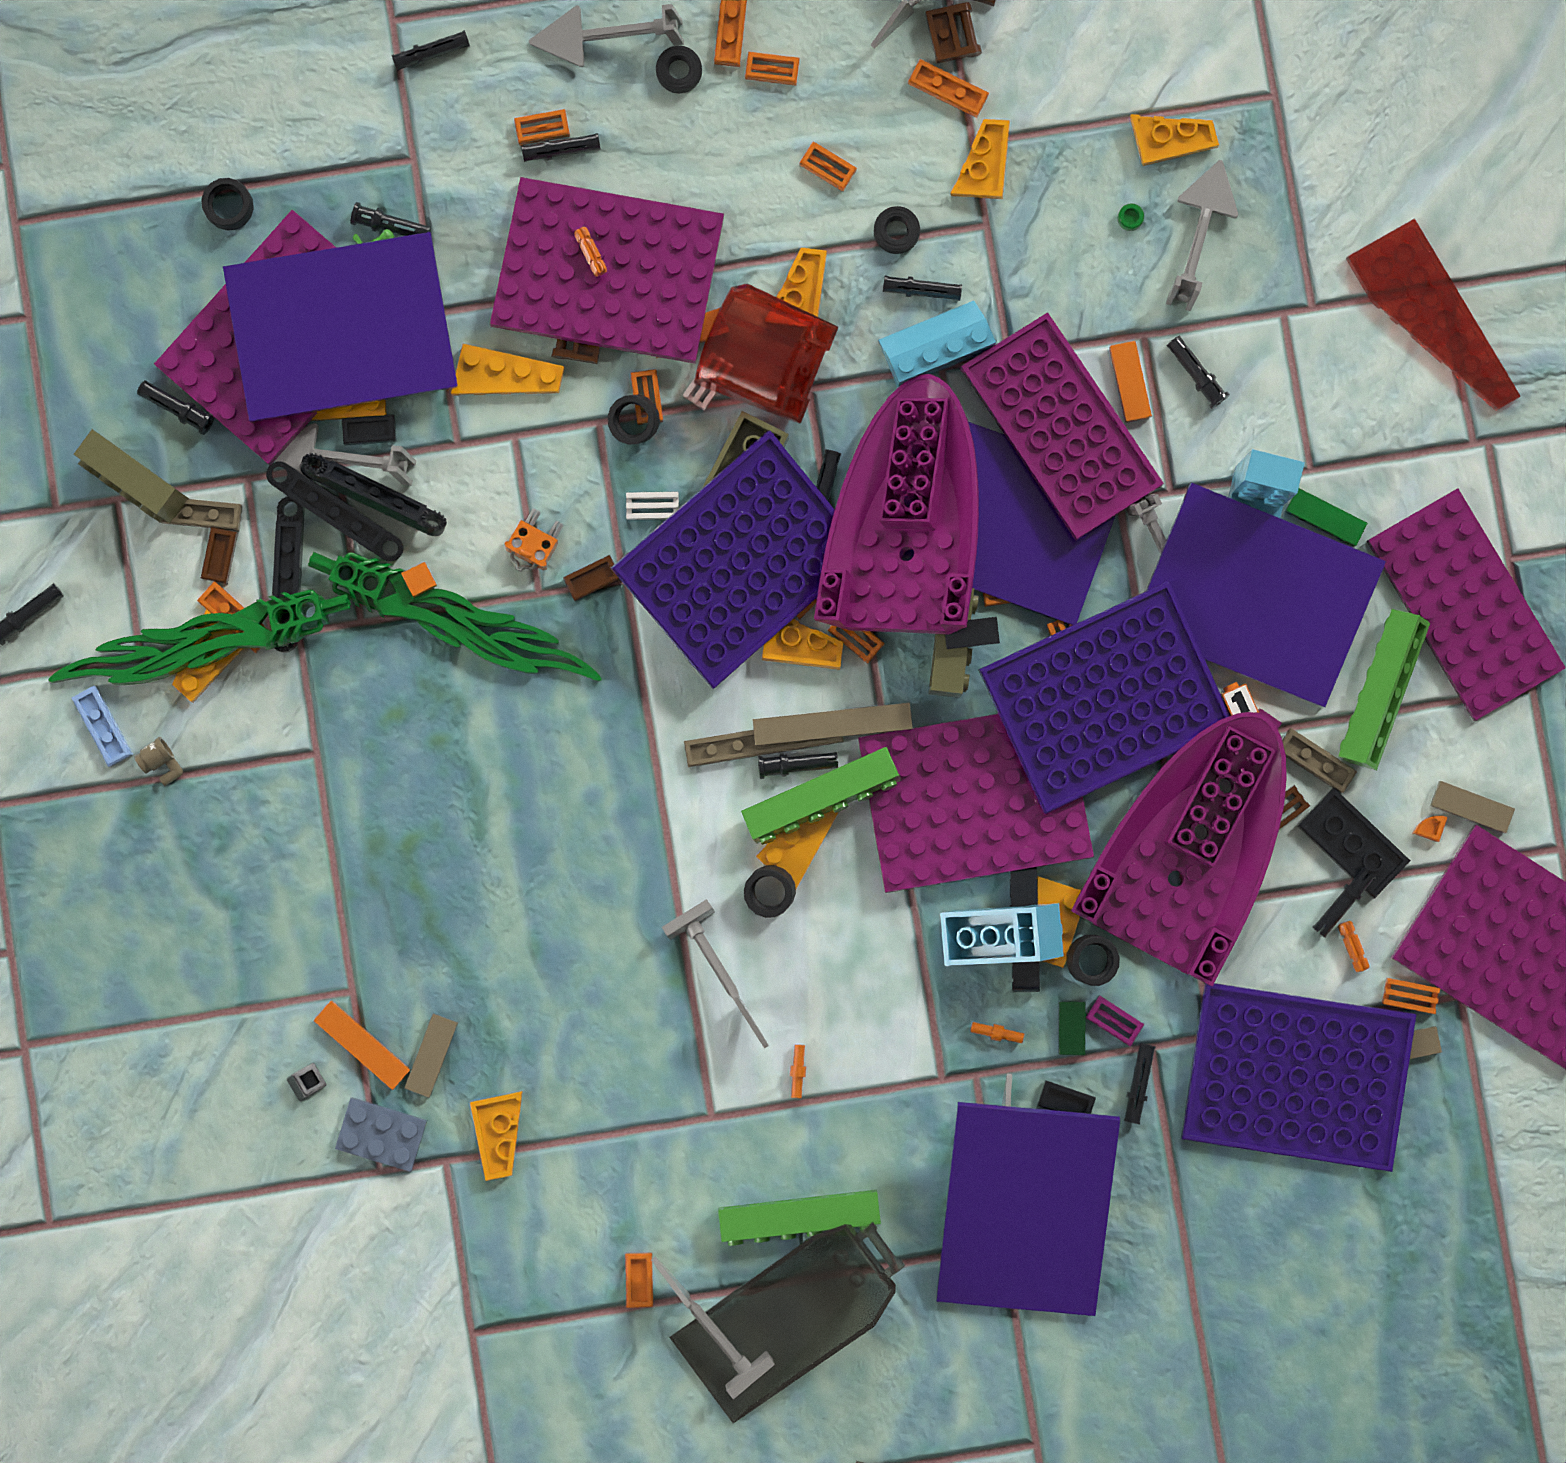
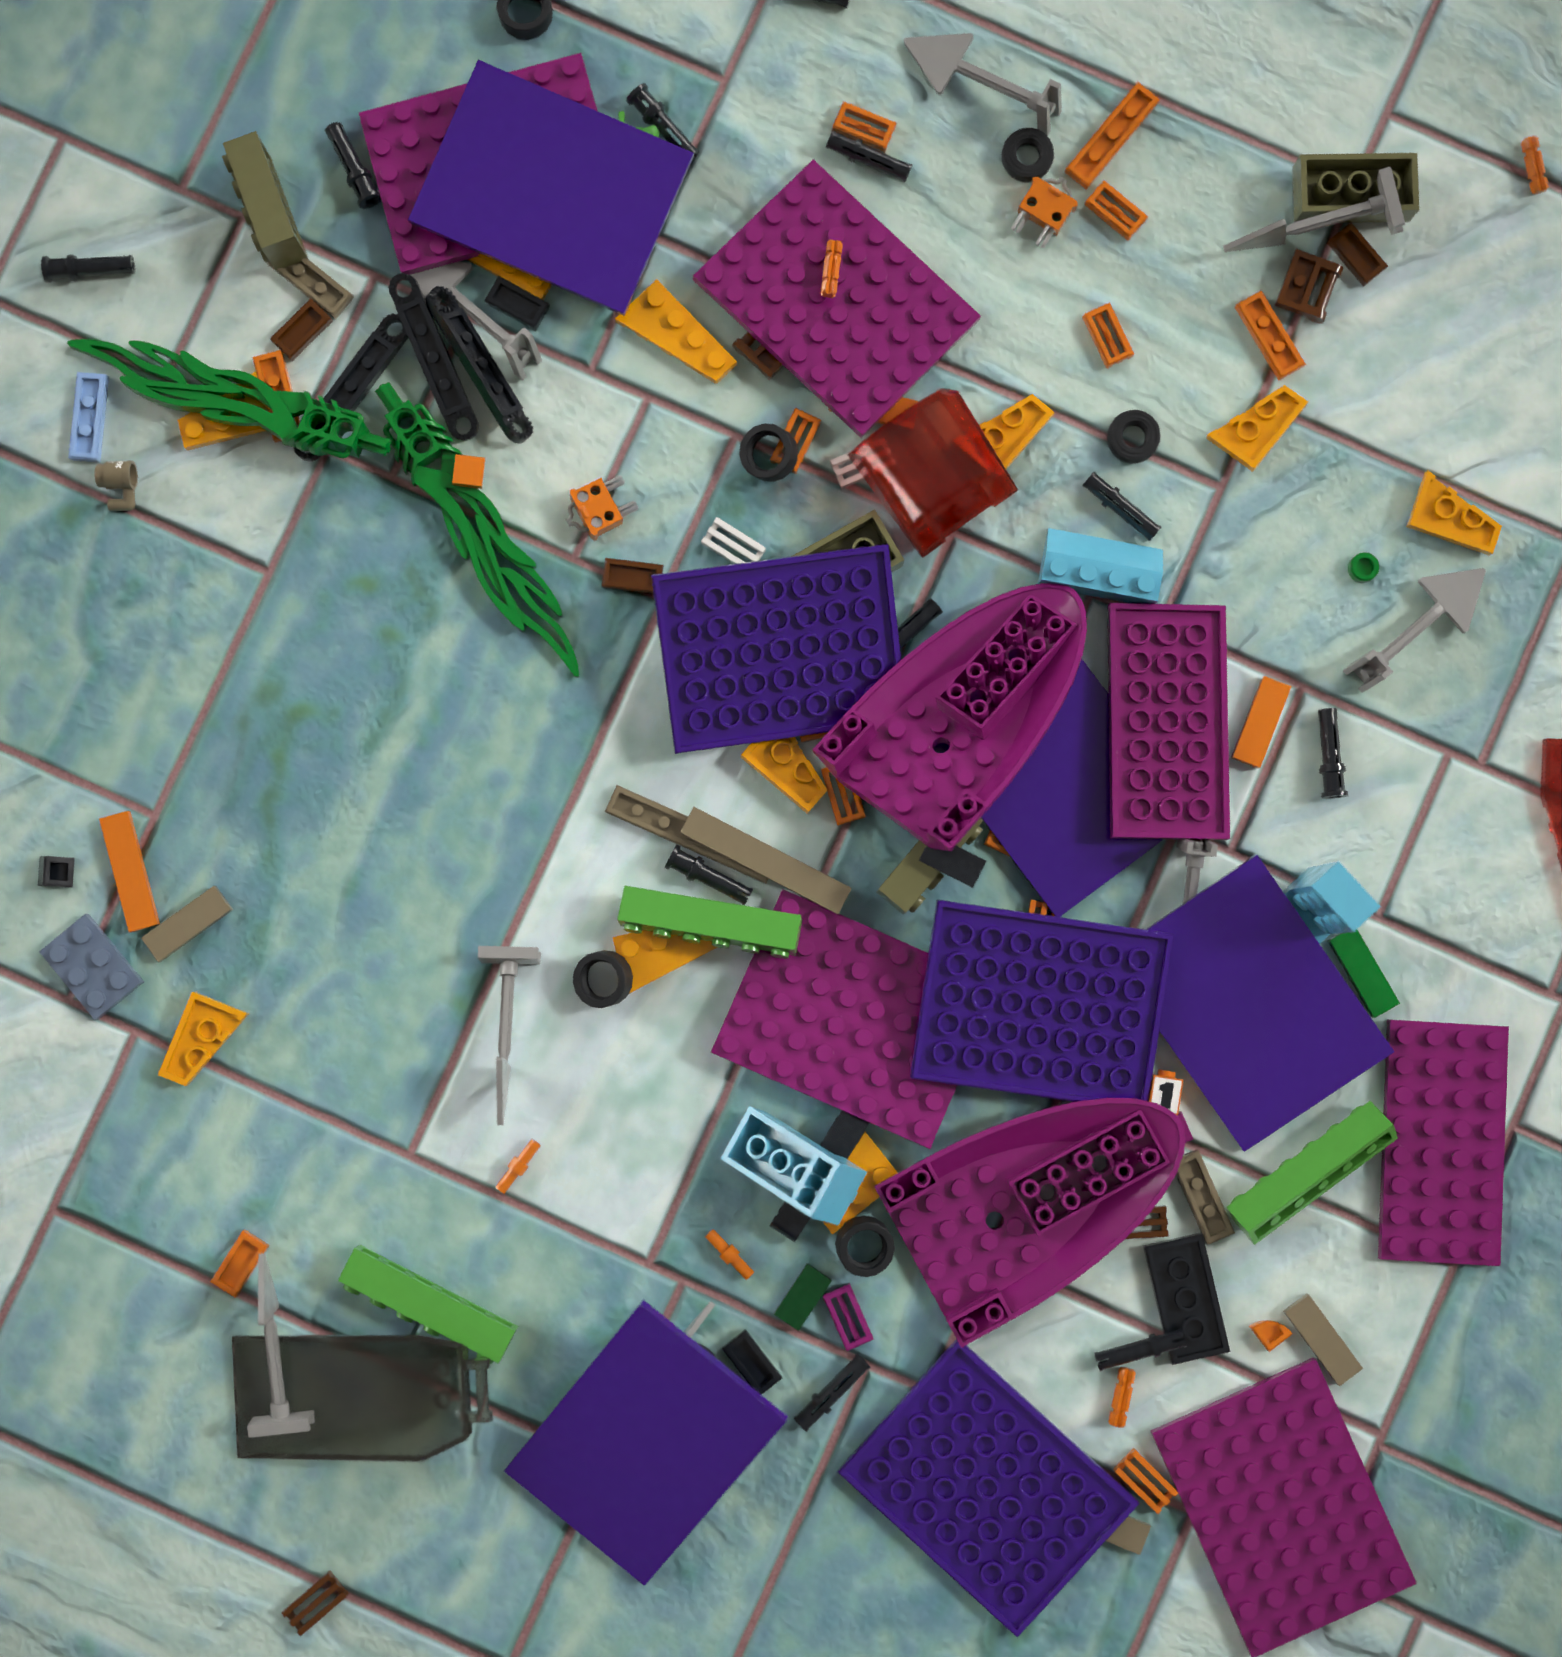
camera: 30 degrees right, 0 degrees up
(719, 96) = (1048, 204): none -> orange piece

